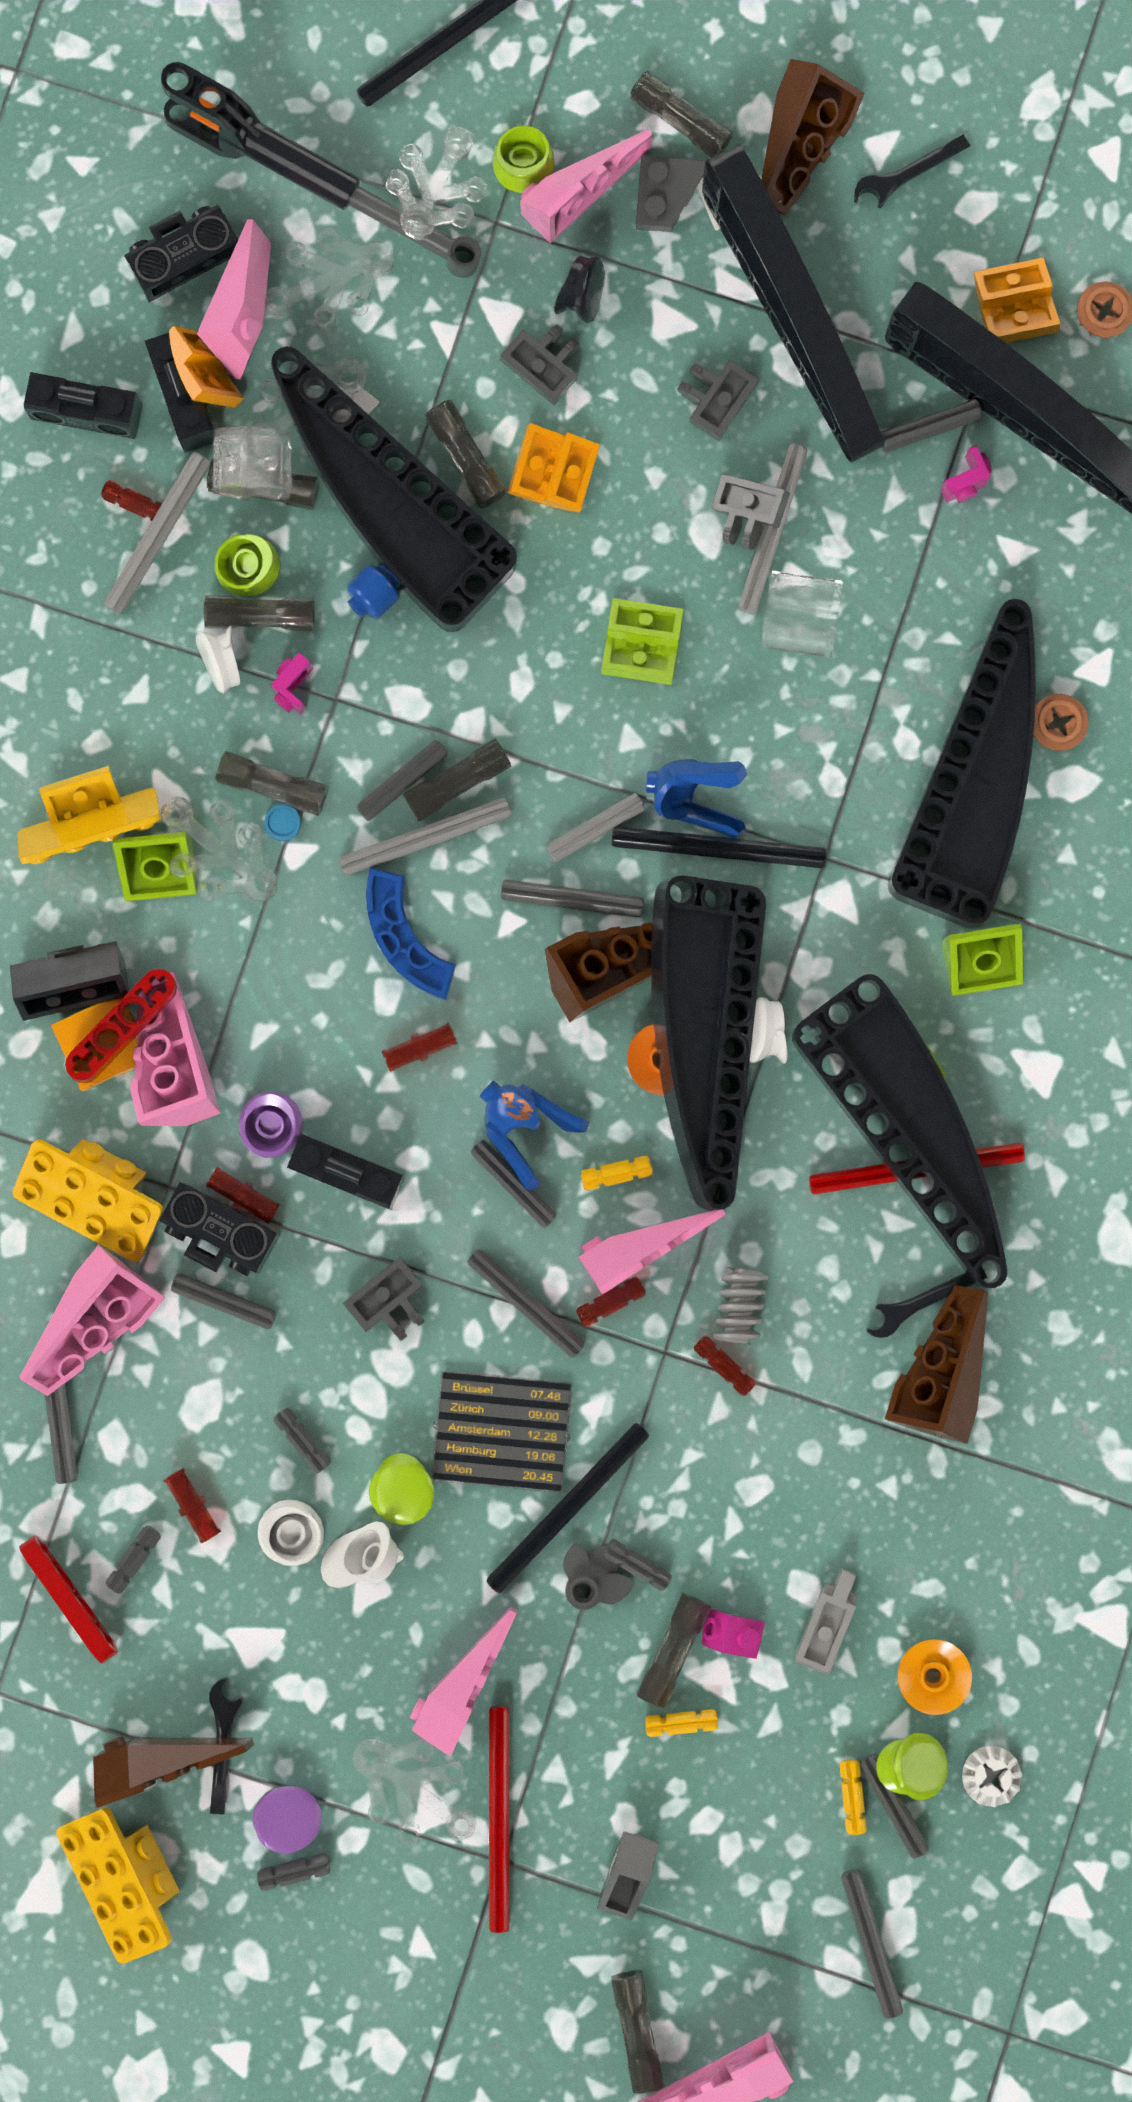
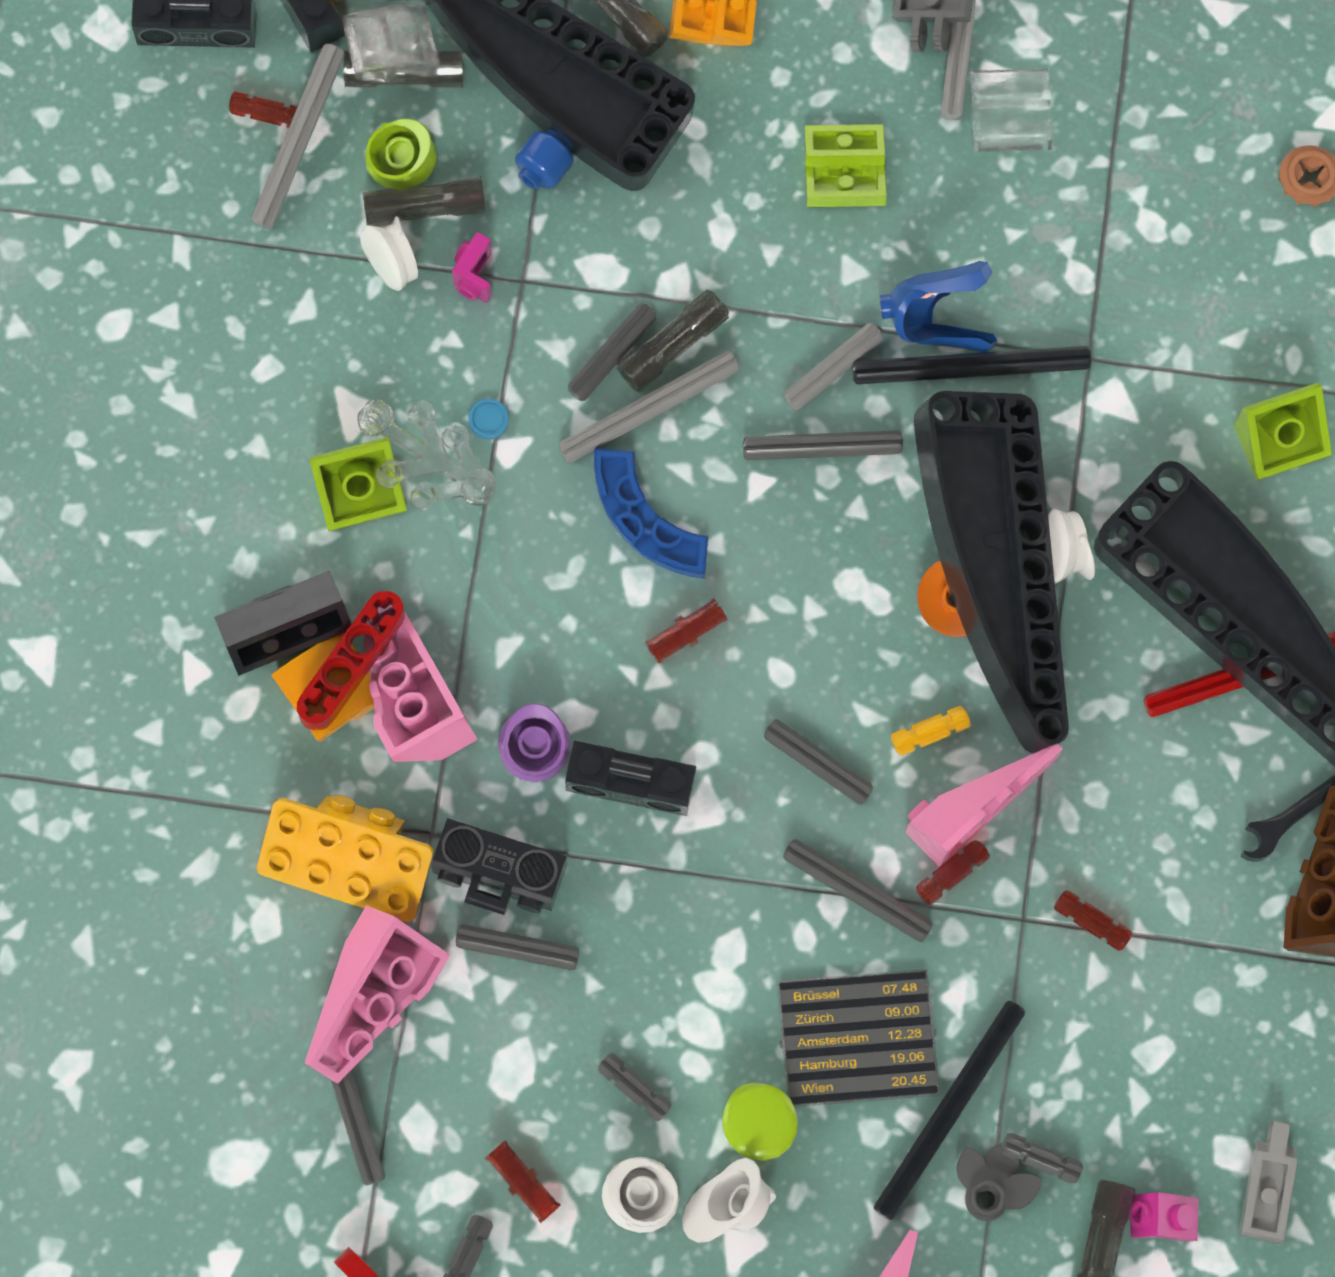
camera: 15 degrees left, 10 degrees down
(84, 812) = (269, 437): yellow bracket -> none
(243, 1195) = (518, 825): clear red pin -> none
(271, 783) = (440, 373): clear smoke axle -> none
(383, 1295) = (696, 909): dark grey hinge -> none
(513, 1108) = (806, 671): blue piece -> none
(598, 967) = (867, 510): reddish brown wedge -> none
(741, 1306) = (1097, 849): light grey piece -> none
(985, 809) = (1250, 280): black beam -> none

